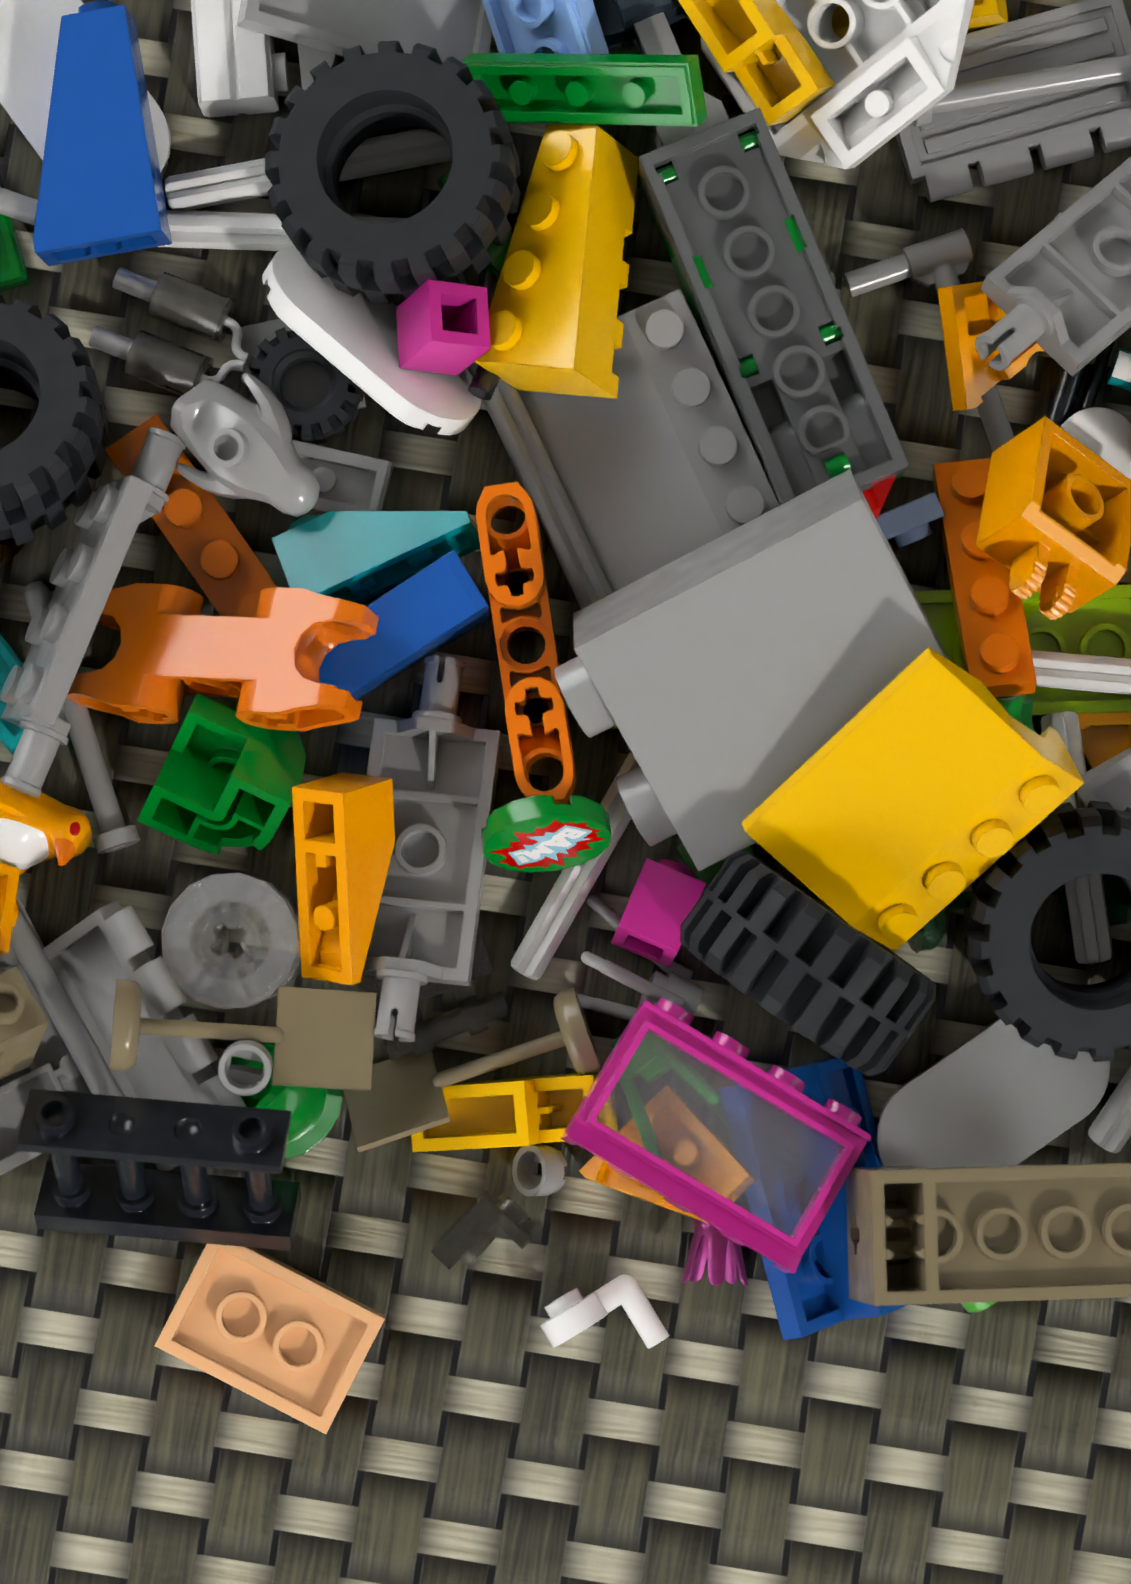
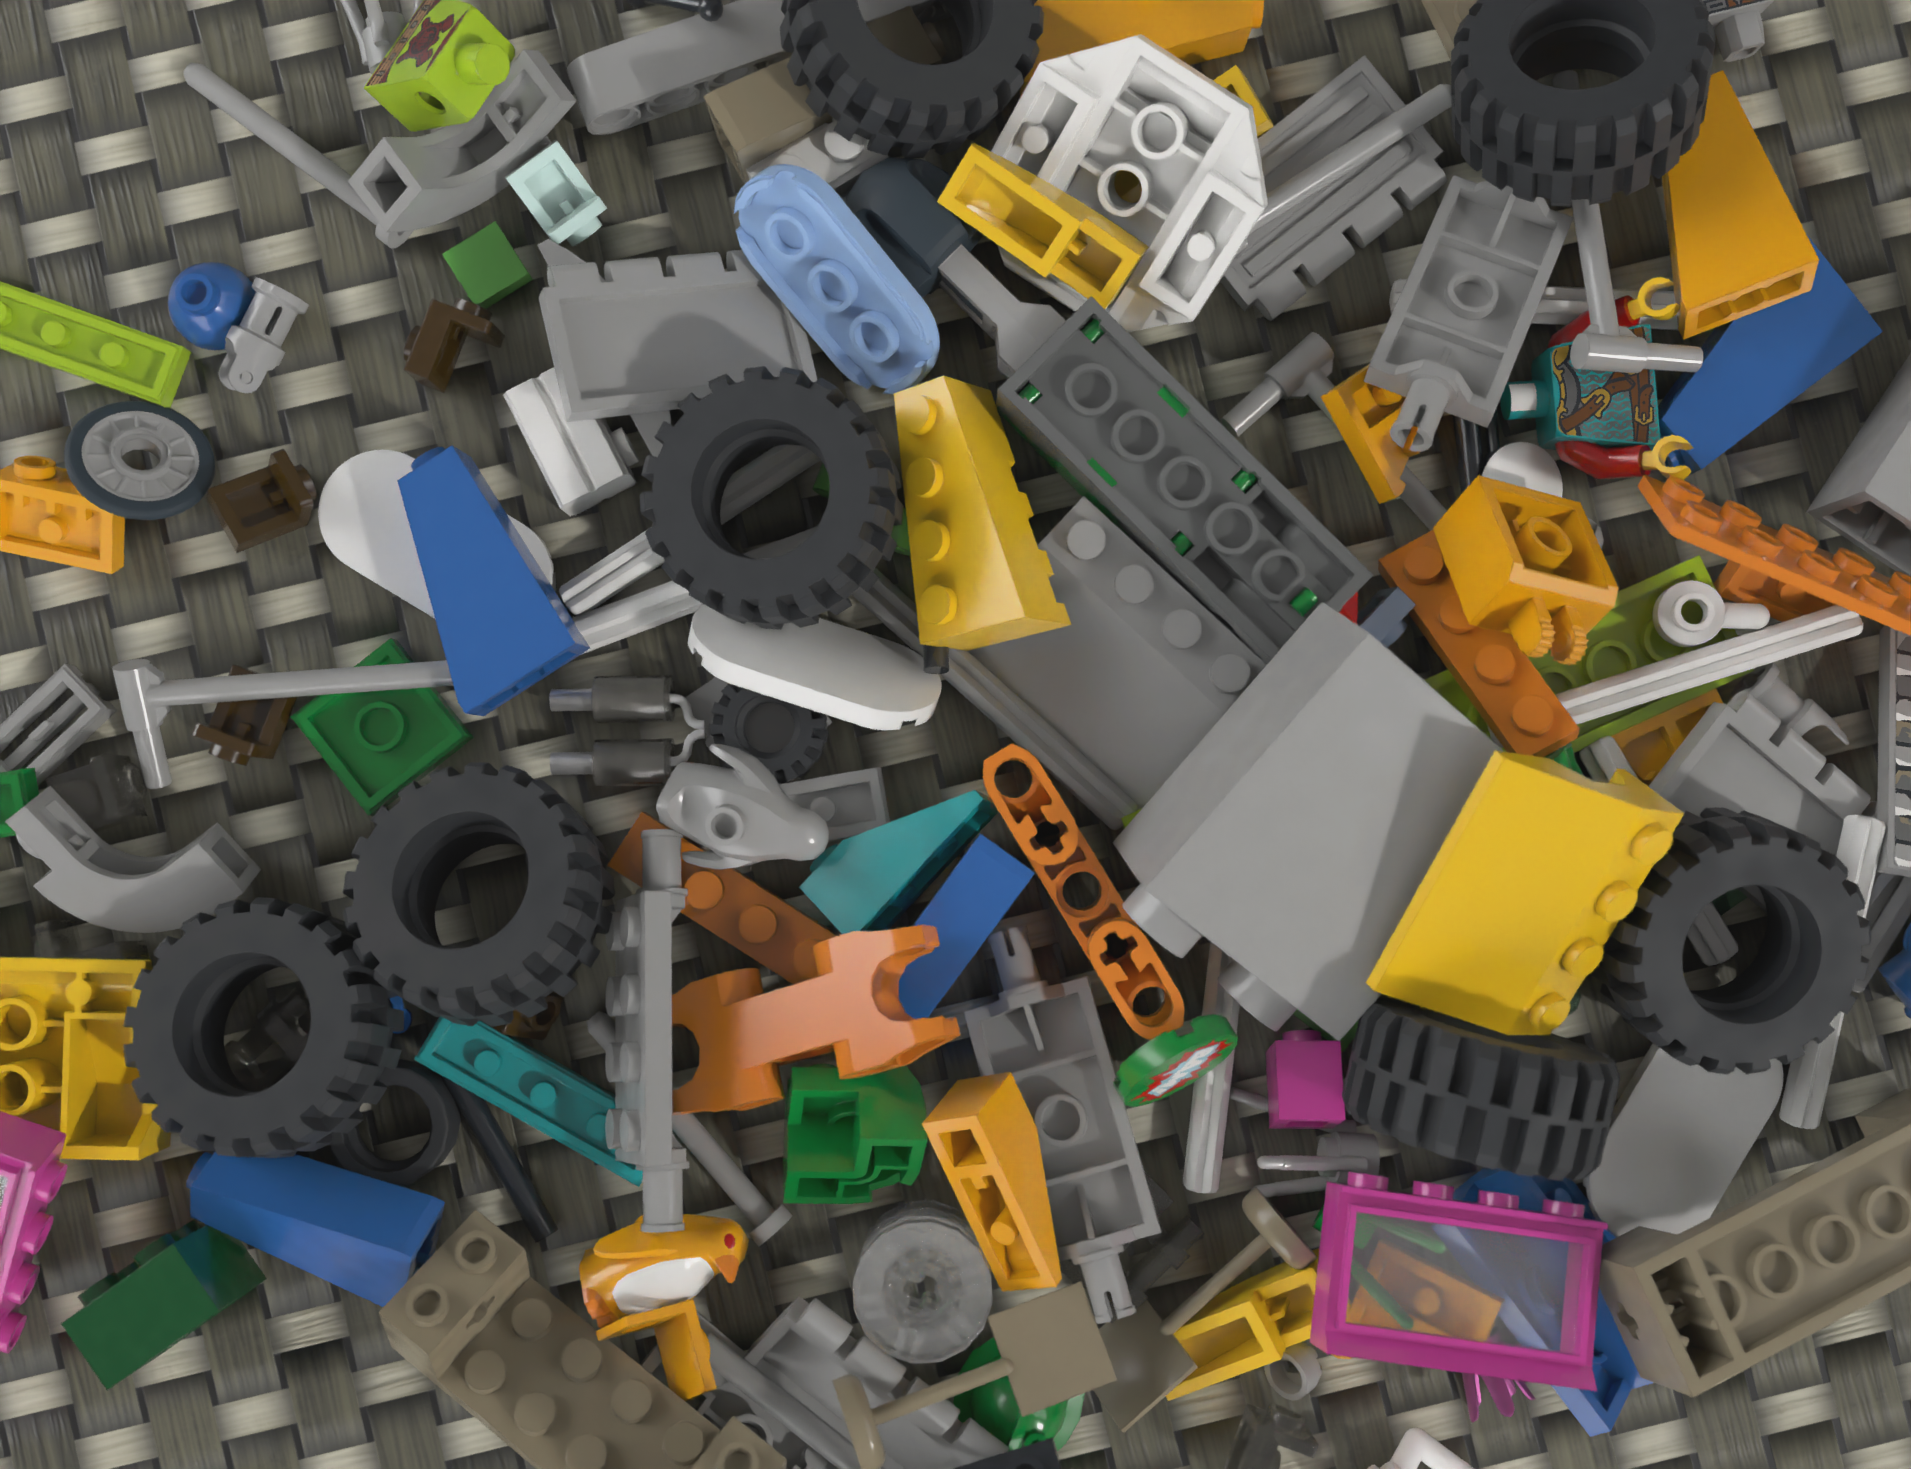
camera: 30 degrees left, 0 degrees up
(244, 1079) = (994, 1421): light grey hinge -> none
(443, 327) = (879, 625): dark pink brick -> none
(593, 87) = (929, 341): green tile -> none

